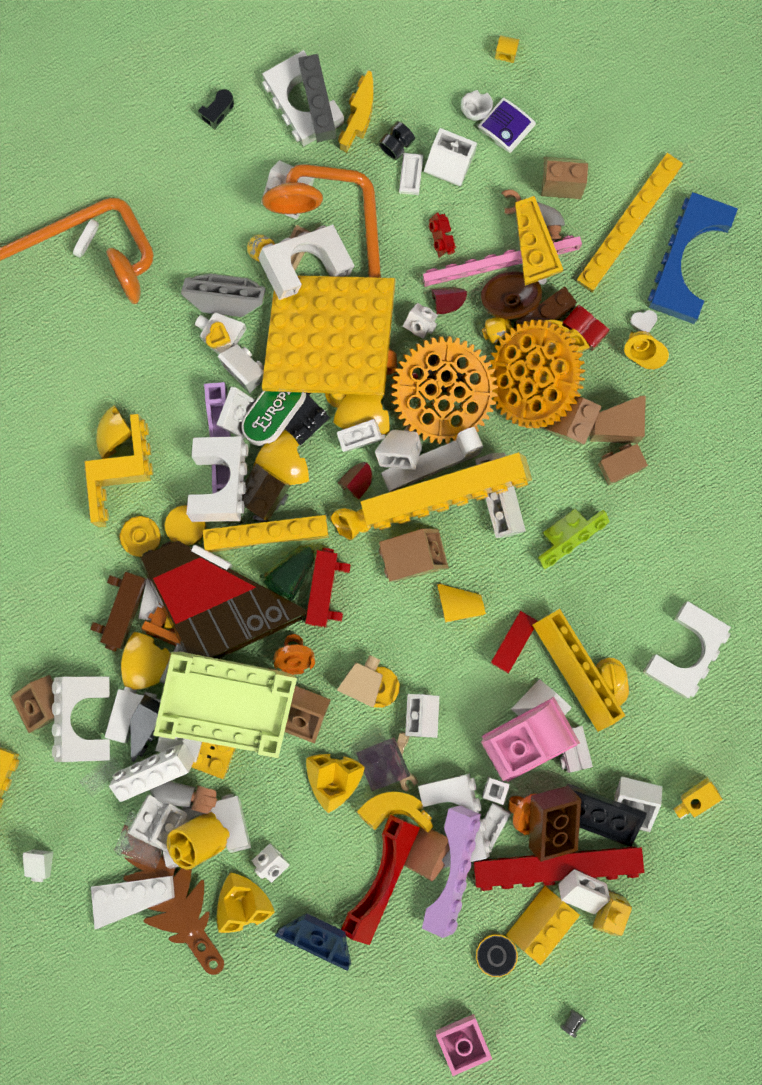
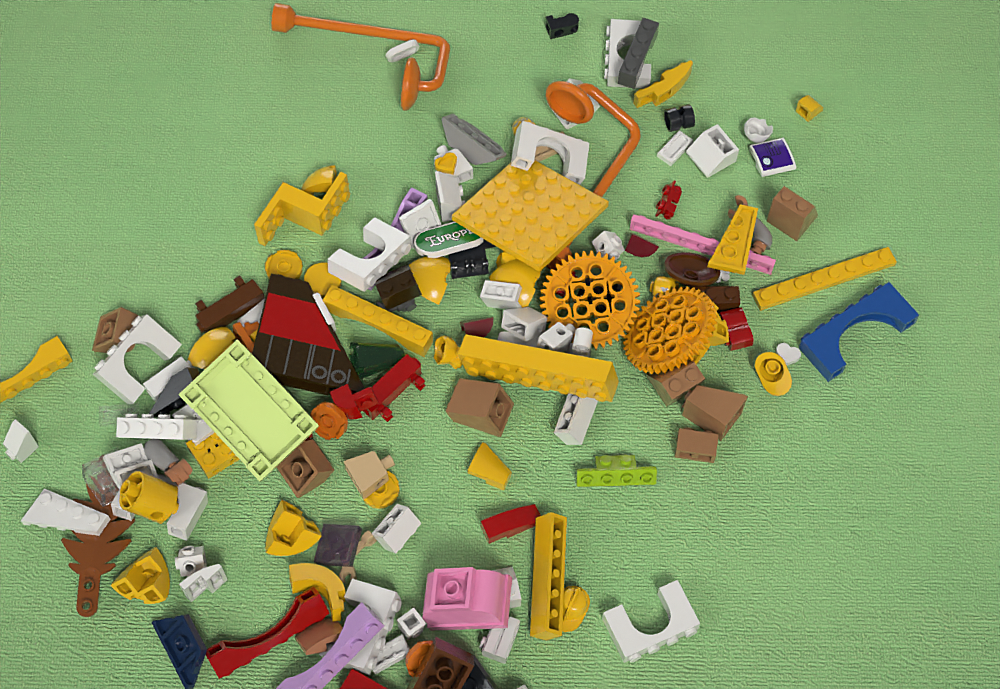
camera: 30 degrees right, 20 degrees down
(298, 872) = (206, 578): none -> white slope
(304, 634) = (352, 403): none -> red brick
(443, 453) = (557, 338): none -> white torso

